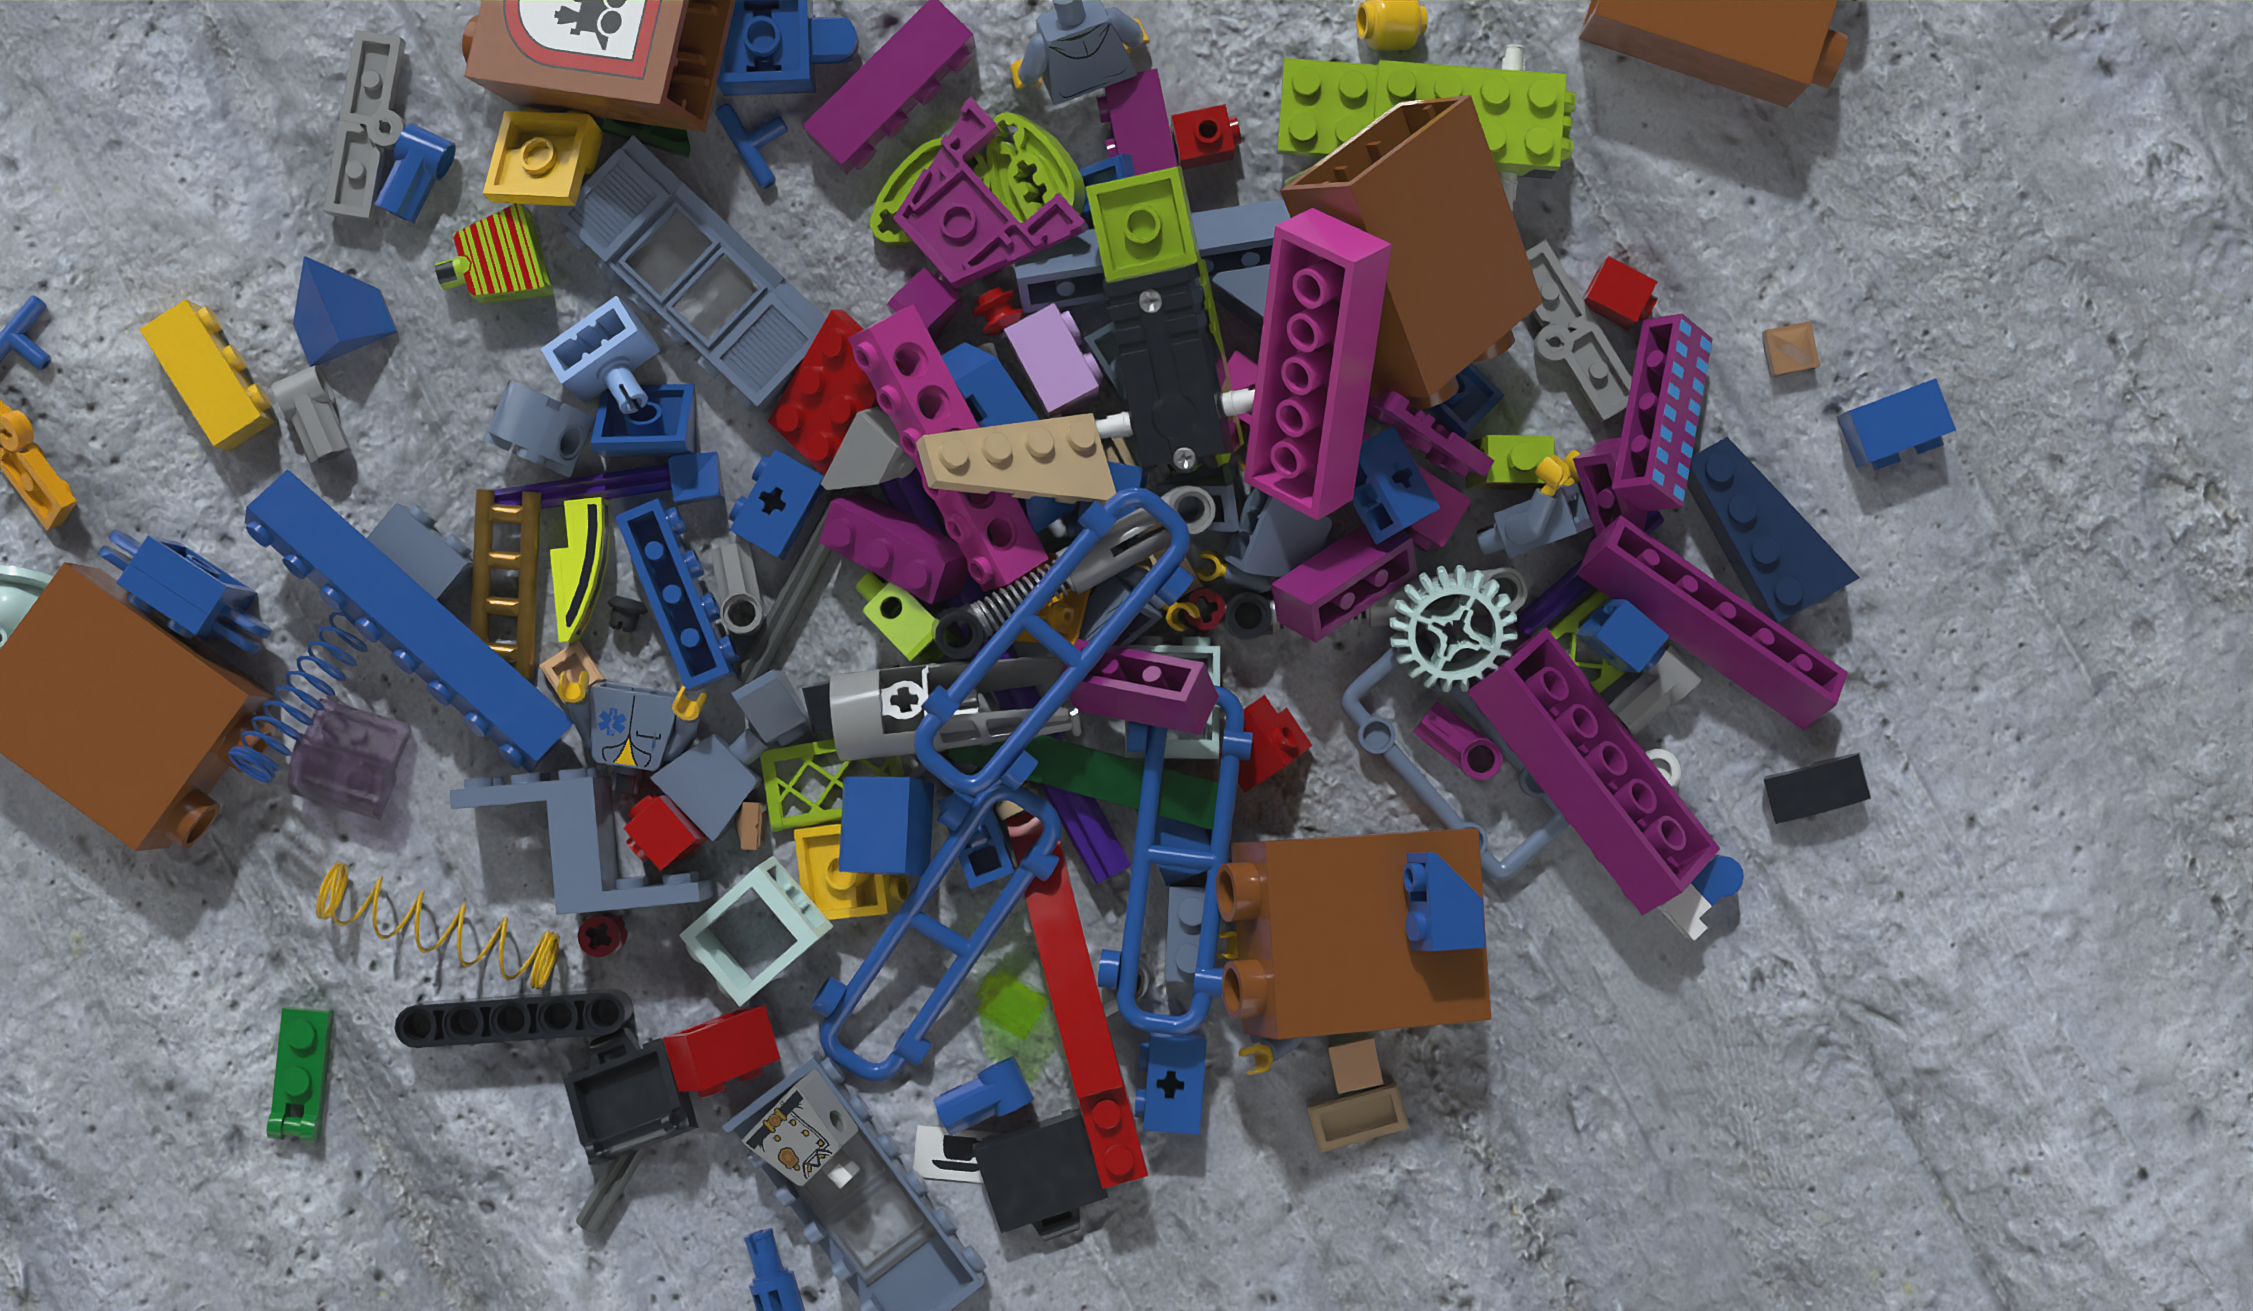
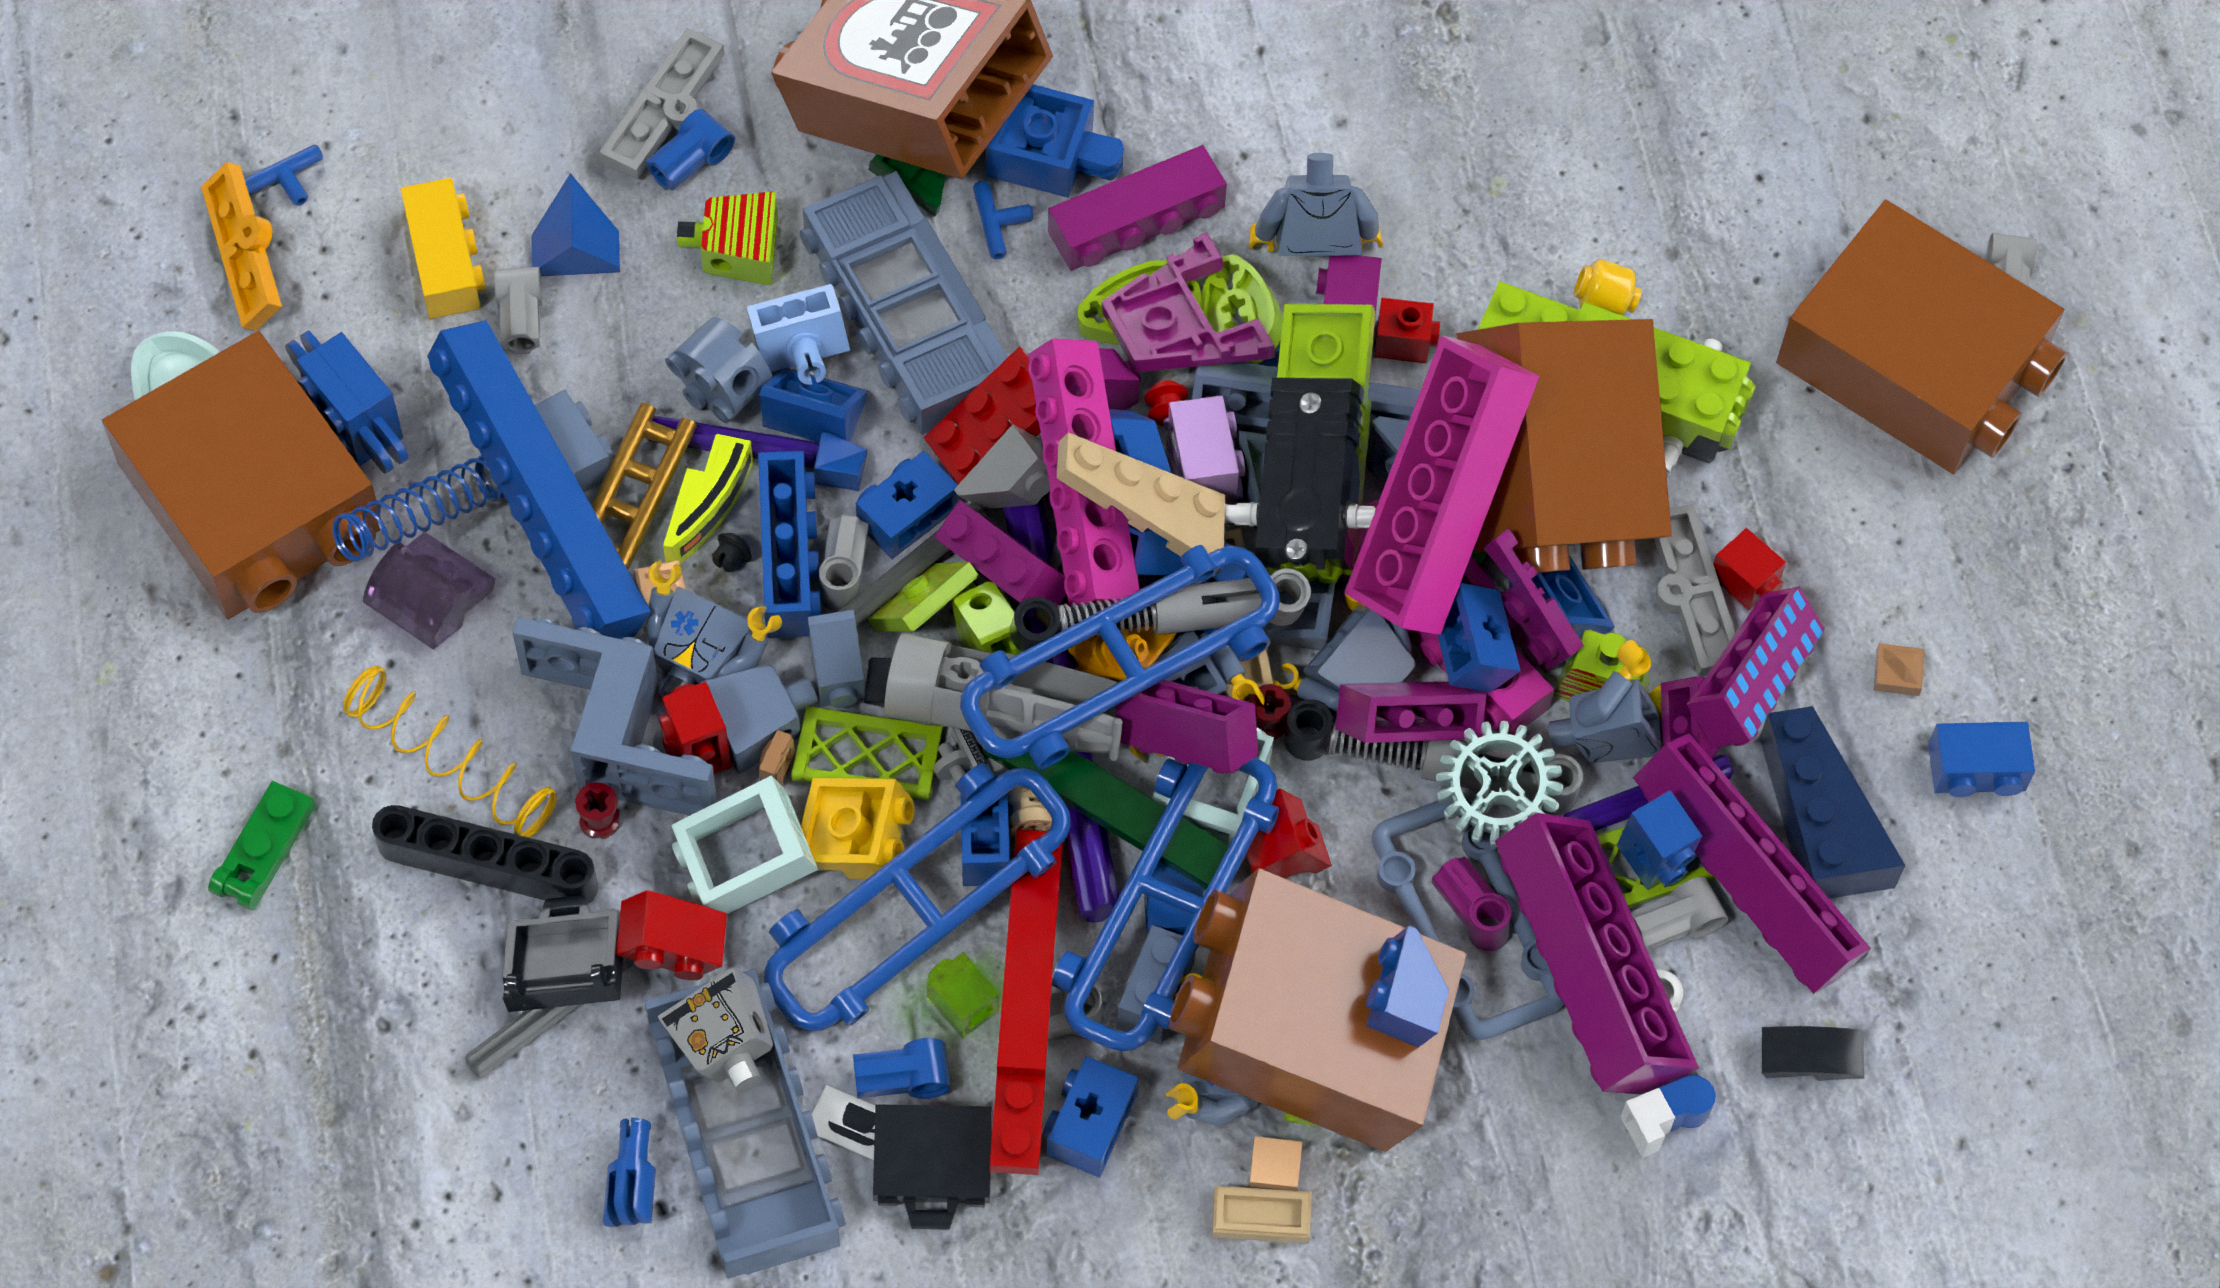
camera: 20 degrees right, 25 degrees down
(542, 157) = (810, 163): yellow plate -> none
(832, 610) = (923, 597): none -> lime plate
(886, 826) = (906, 781): blue slope -> none

